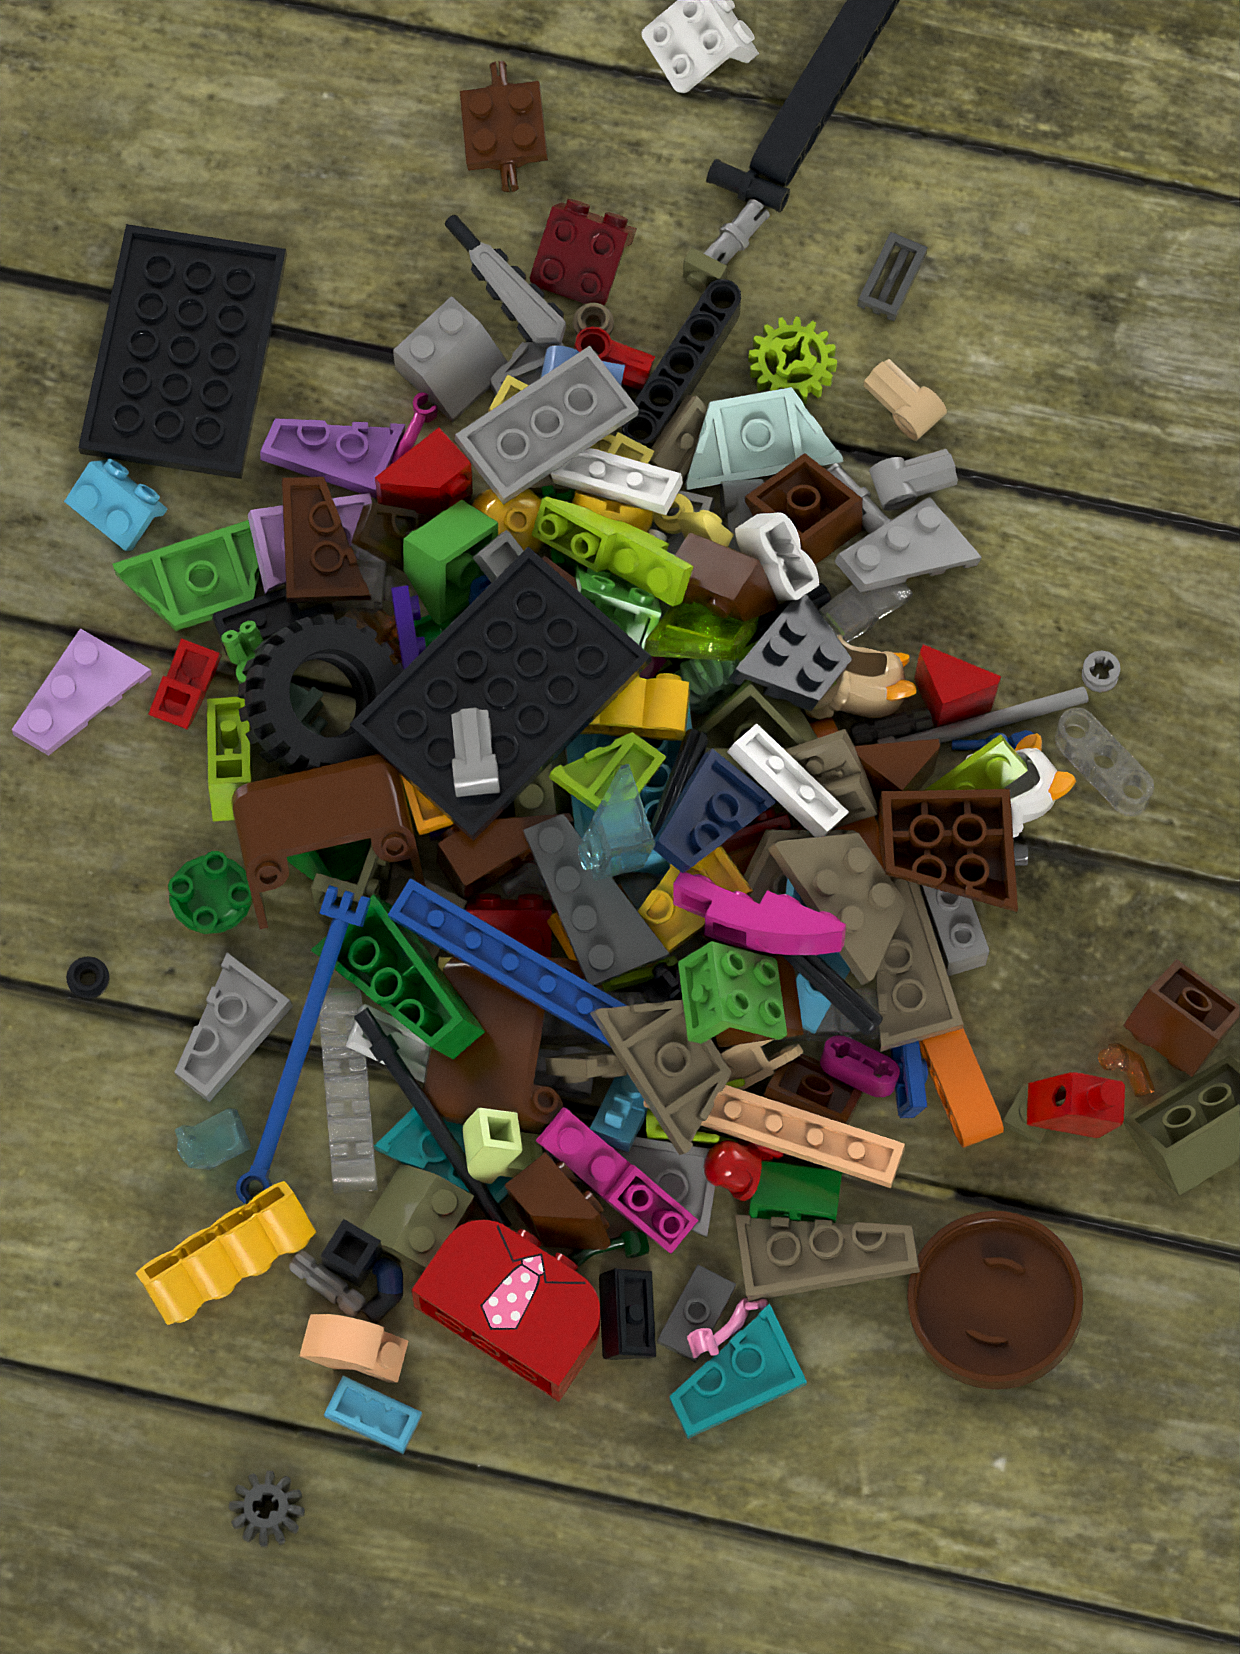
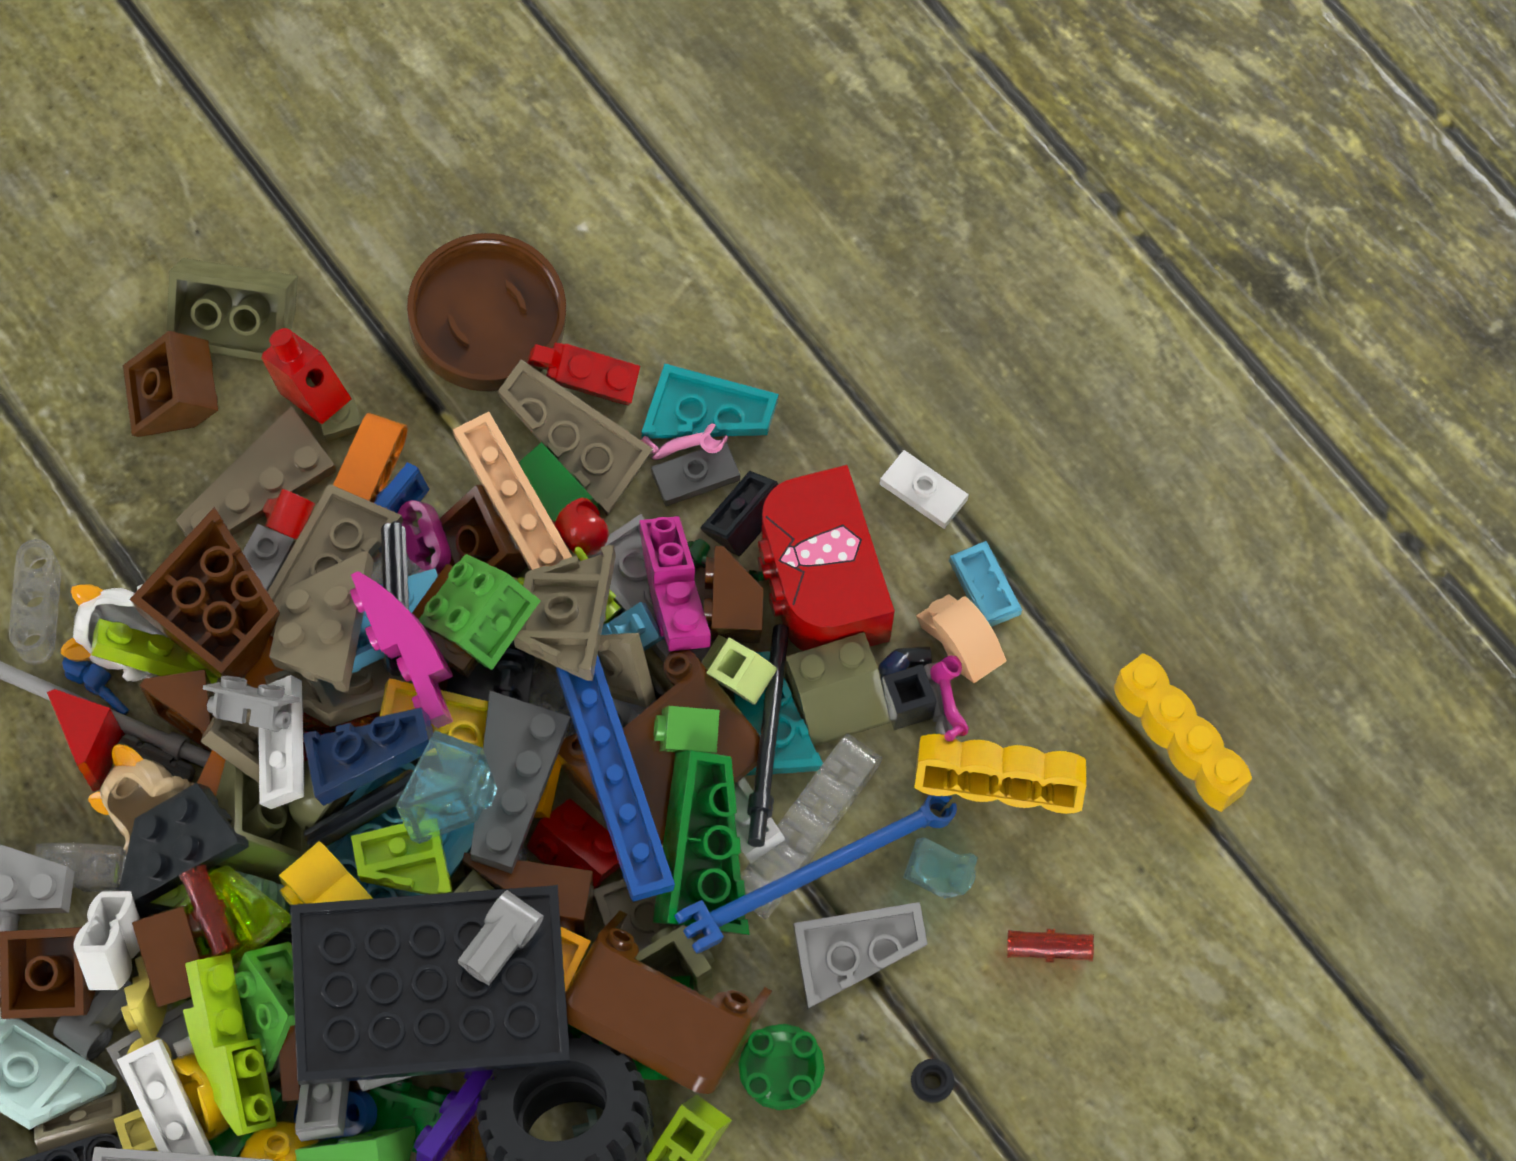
camera: 140 degrees left, 5 degrees down
(78, 1153) = (1050, 945): none -> clear red pin
(95, 1414) = (1190, 740): none -> yellow brick
(277, 1519) = (1121, 592): dark grey gear -> none
(317, 1279) = (942, 674): none -> dark pink piece
(488, 1050) = (687, 729): none -> bright green brick
(496, 1462) = (924, 489): none -> white plate
(714, 616) = (209, 910): none -> clear red pin
(842, 783) = (266, 703): none -> light grey hinge
(862, 1317) = (587, 371): none -> red hinge
(976, 980) = (288, 513): none -> red piece
(1037, 1011) = (280, 458): none -> dark tan wing
(1131, 1063) = (237, 390): clear orange arm -> none

